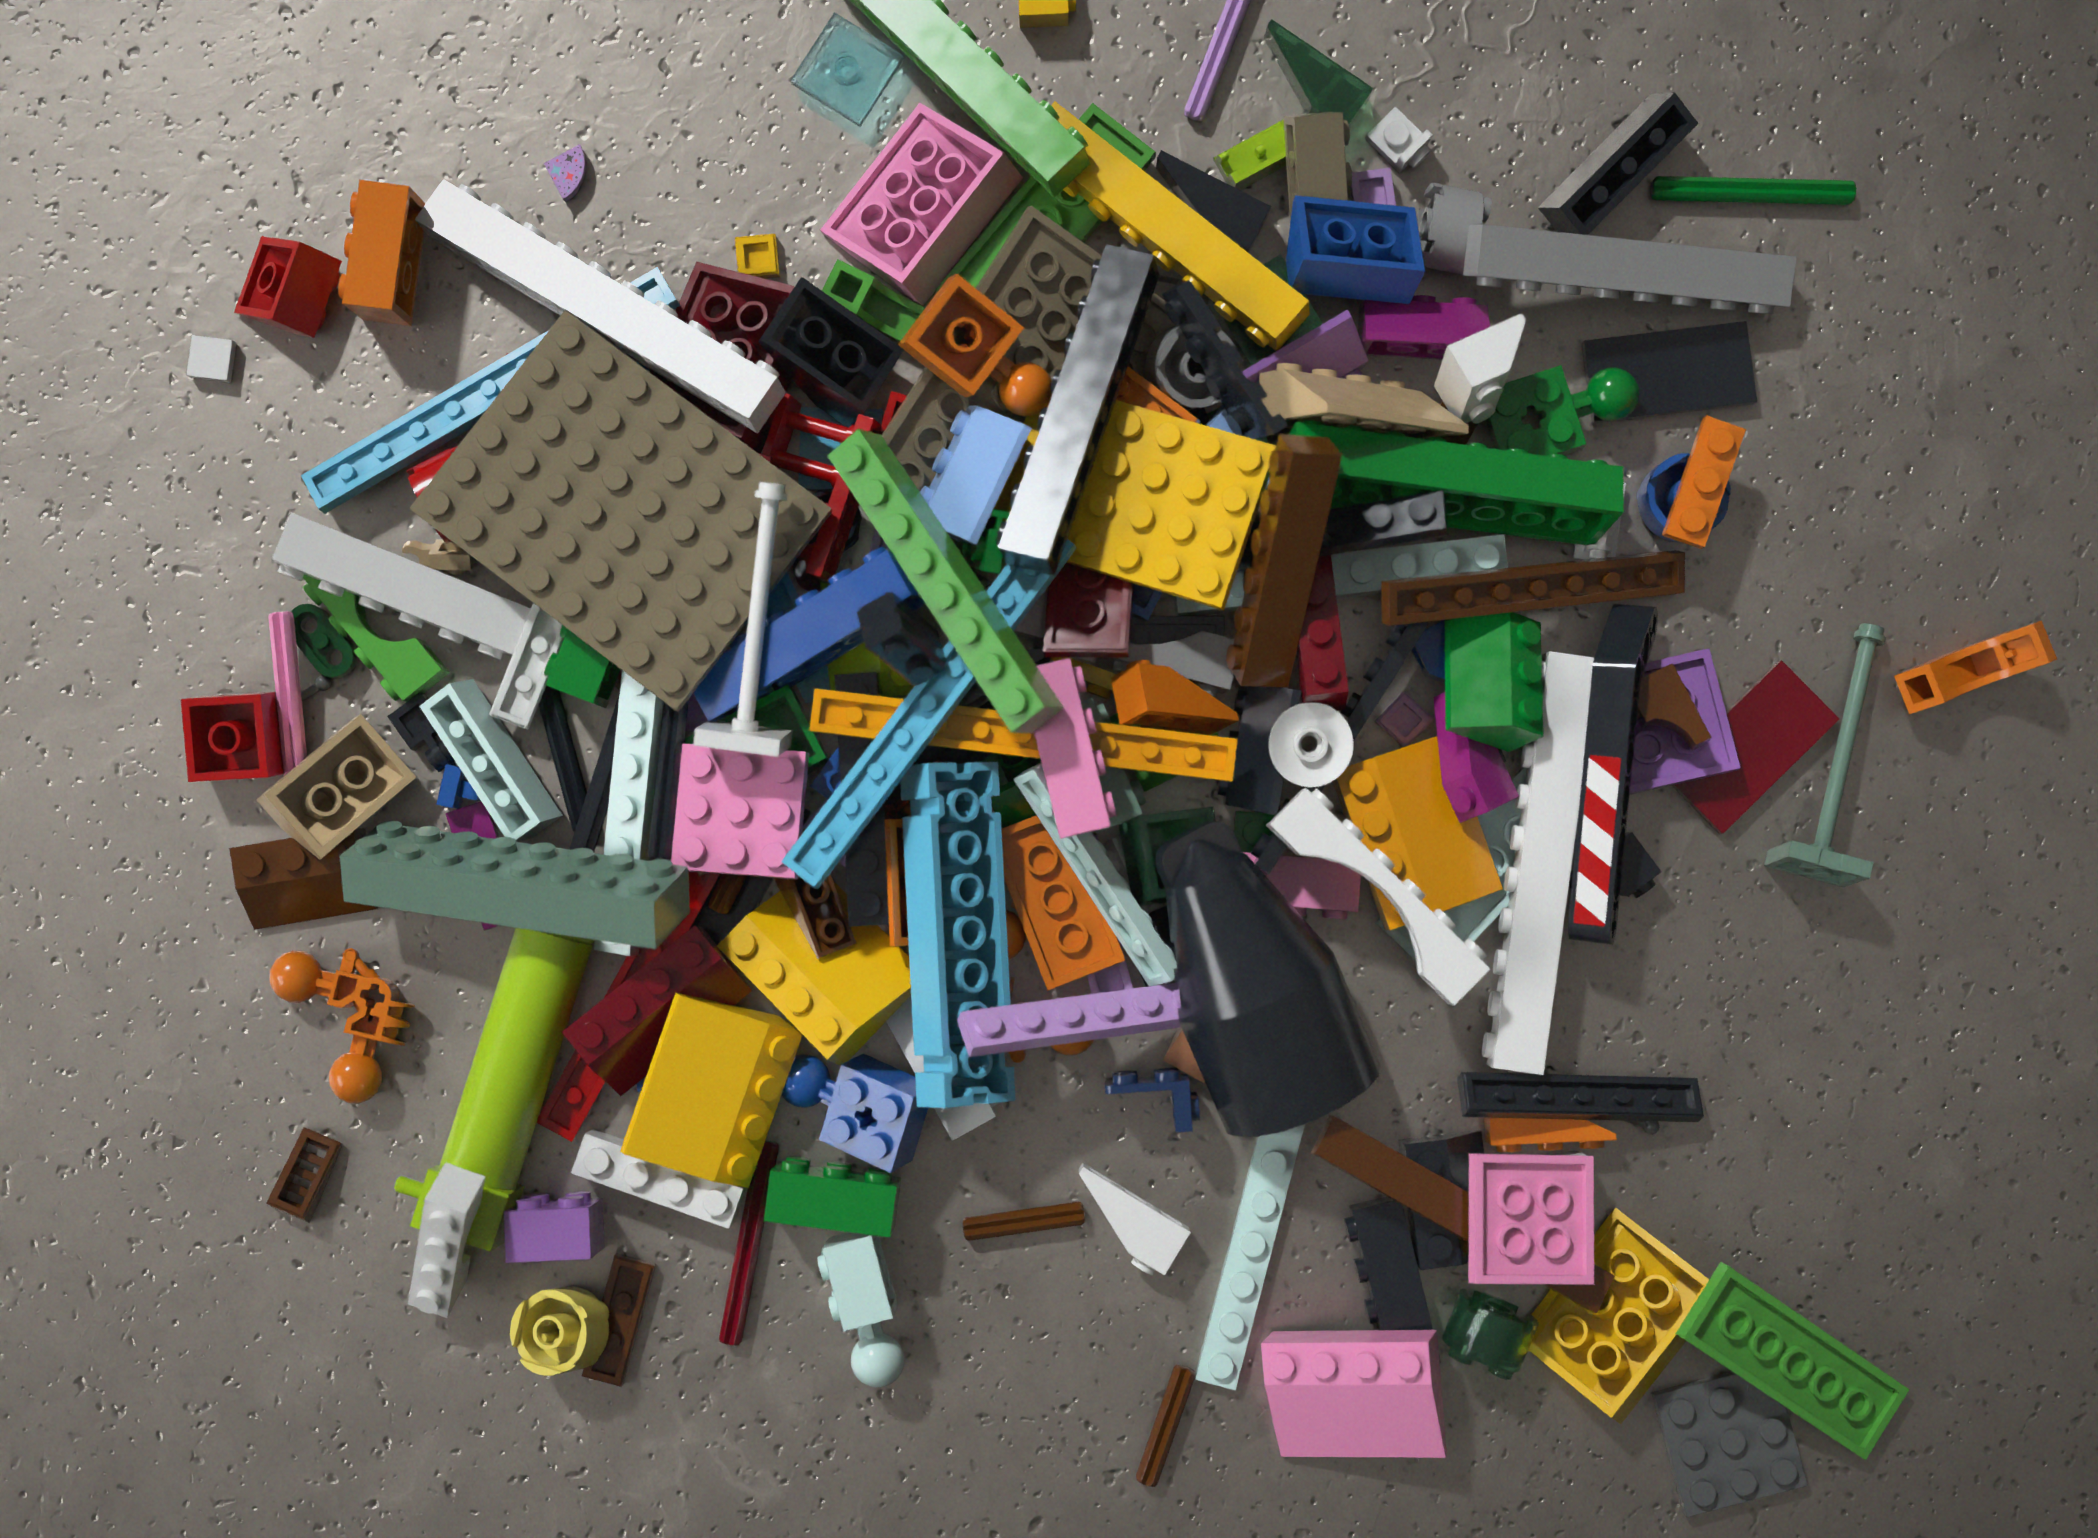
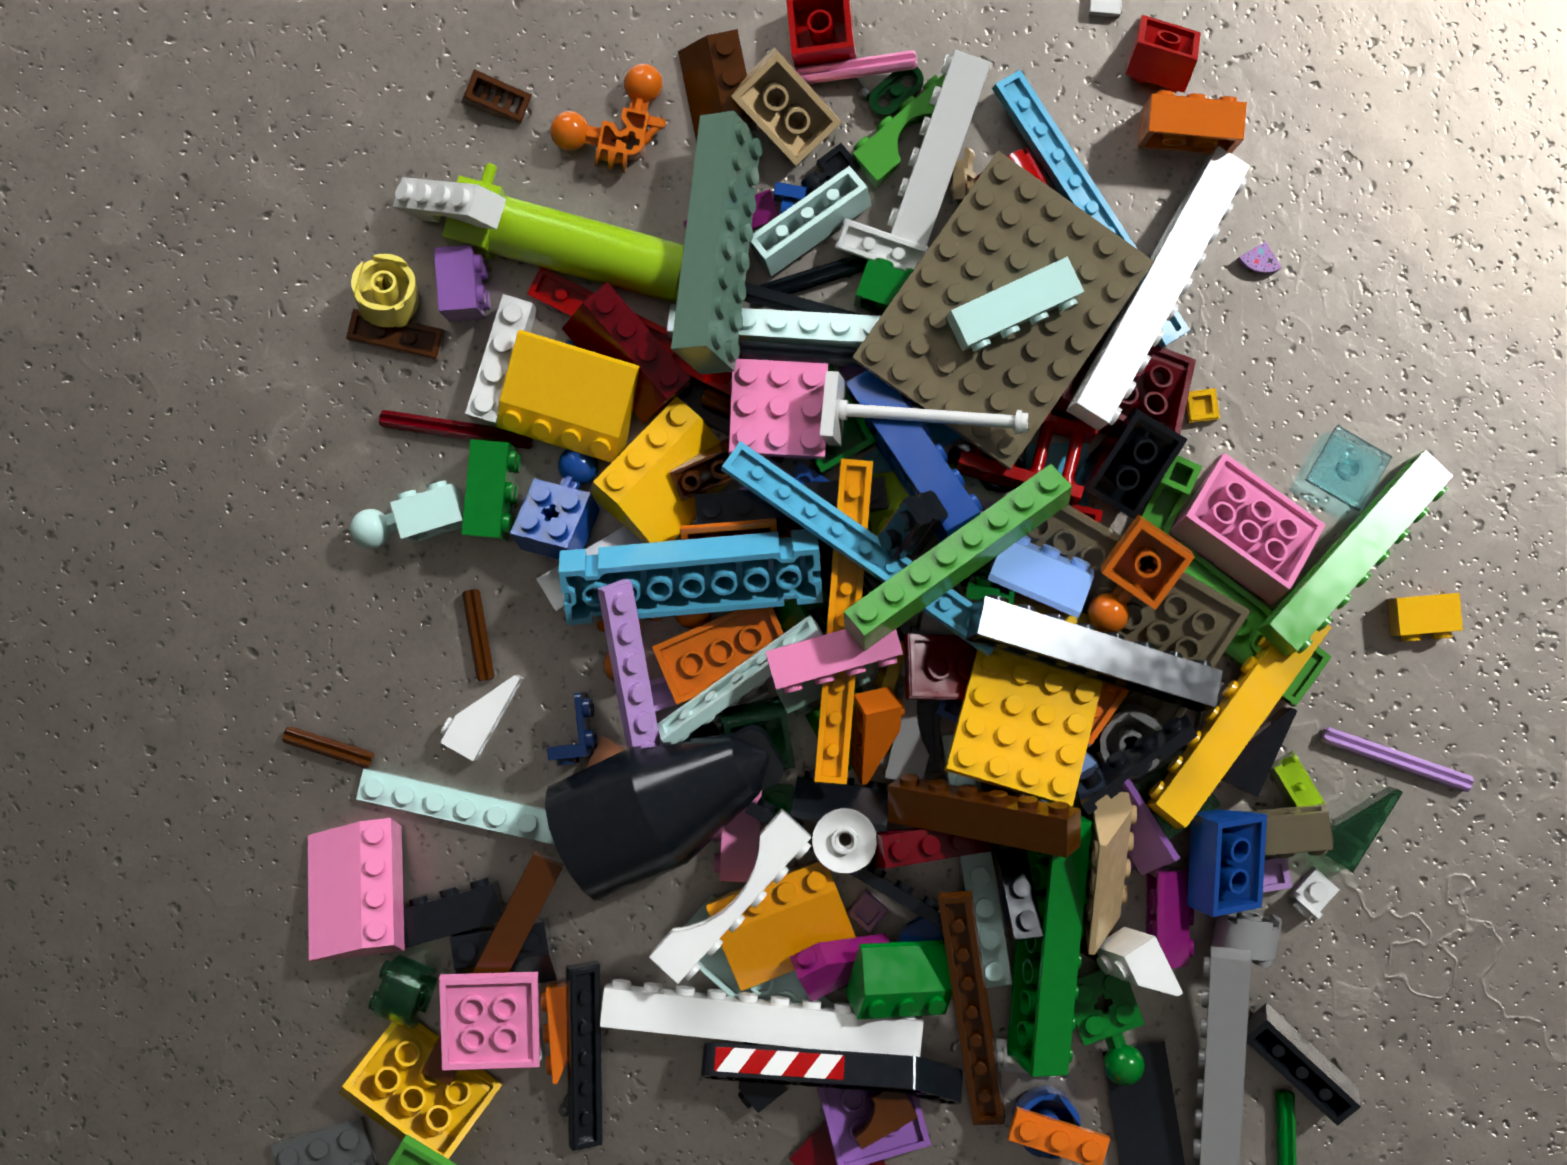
camera: 85 degrees right, 0 degrees up
(615, 494) = (1015, 304): none -> light aqua brick

